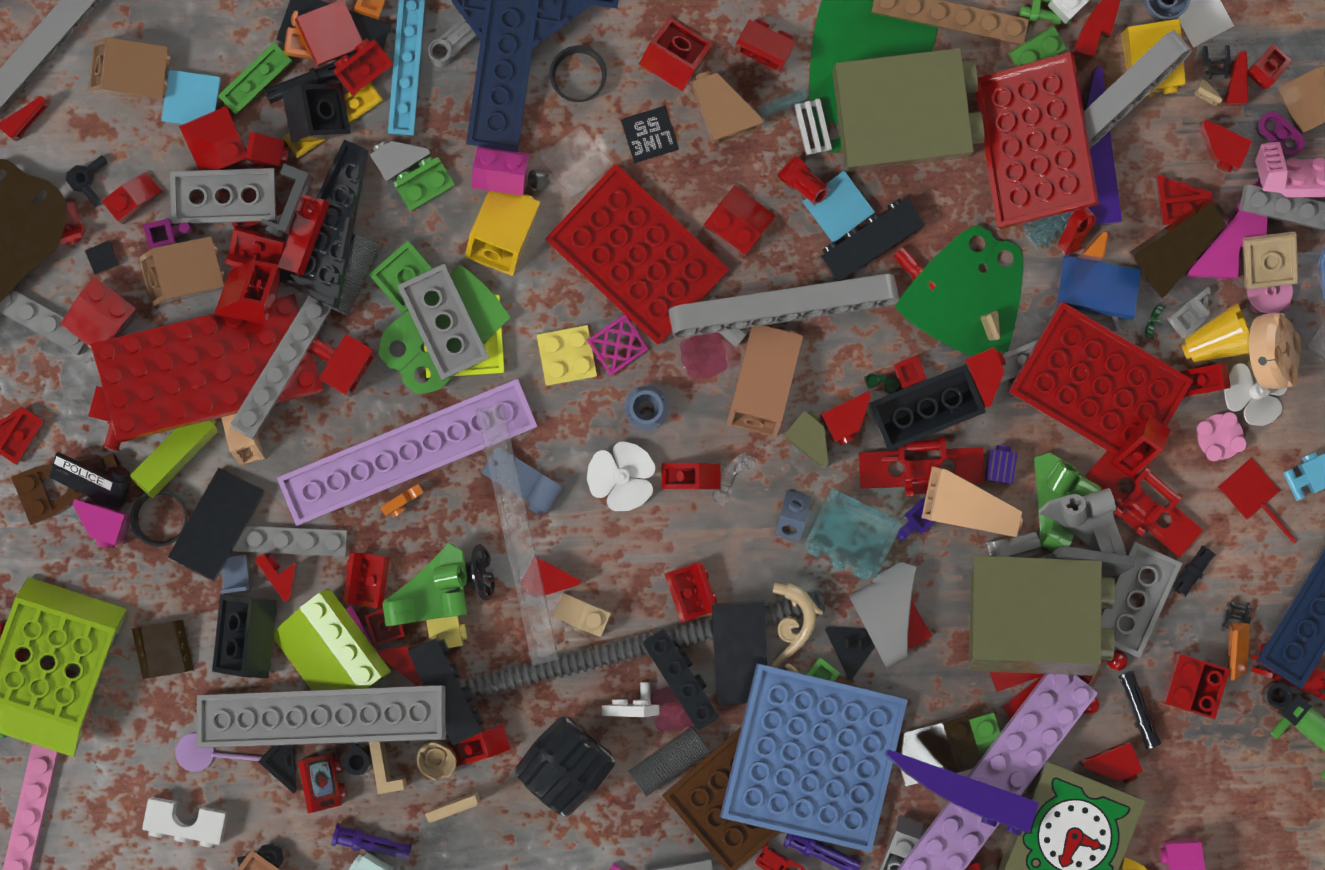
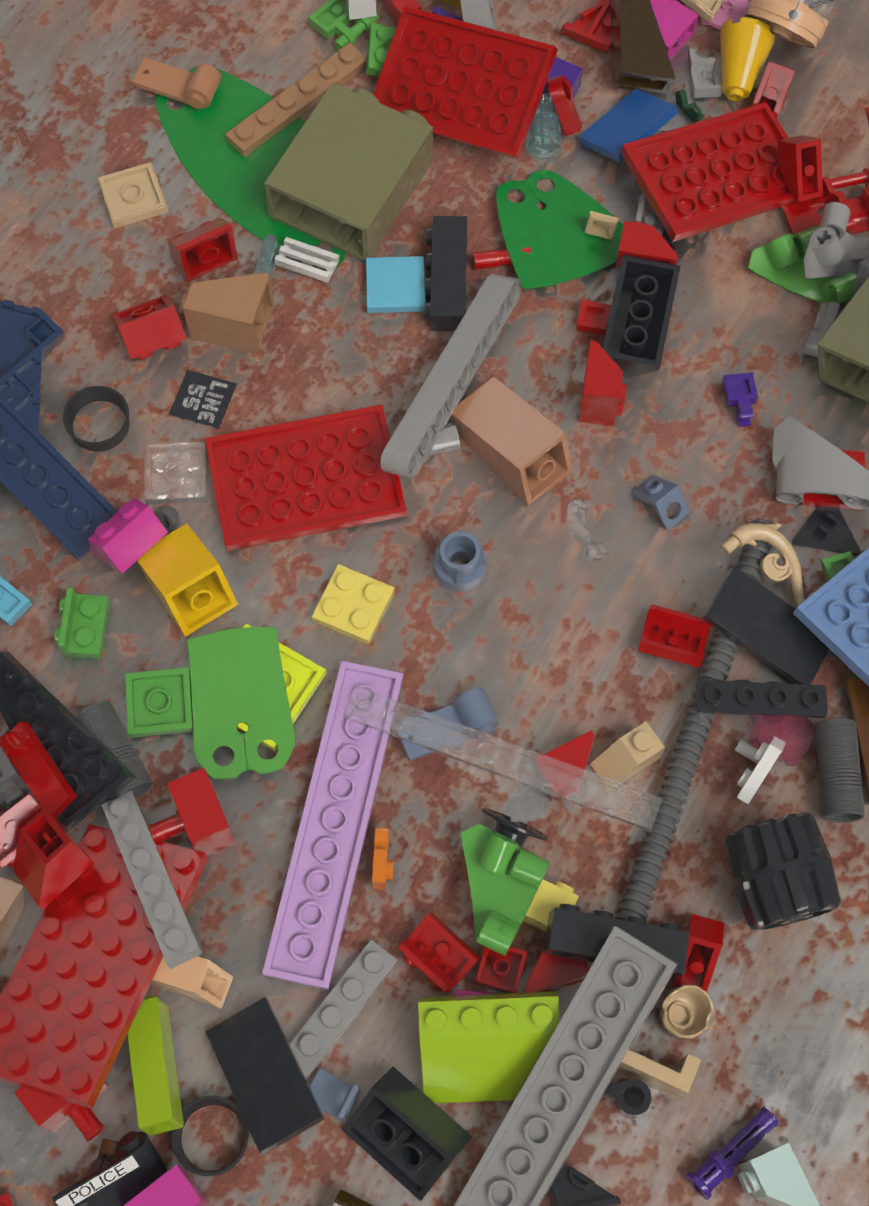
camera: 55 degrees left, 20 degrees down
(283, 581) = (378, 1046): red slope -> none
(322, 782) = (629, 1157): red slope -> none
(397, 157) = (36, 630): light grey slope -> none
(425, 319) = (223, 669): light grey plate -> none
(453, 807) = (751, 1025): tan tile -> none
(600, 356) = (378, 528): dark pink window -> none
(628, 491) = (501, 624): white piece -> none
(691, 476) = (556, 564): red slope -> none
(703, 356) = (447, 480): clear pink piece -> none
(739, 221) = (345, 373): red slope -> none
(799, 177) = (341, 294): red piece -> none
(809, 437) = (598, 430): olive slope -> none
(851, 534) = (717, 451): clear light blue container -> none
(873, 380) = (578, 354): dark green piece -> none
(916, 474) = (700, 366): red piece -> none
(966, 505) = (757, 336): light nougat slope -> none
(1001, 465) = (737, 295): dark purple brick -> none
(1096, 249) = (592, 99): orange slope -> none
(1220, 436) = (831, 114): bright pink piece -> none
(1244, 387) = (808, 63): white piece -> none

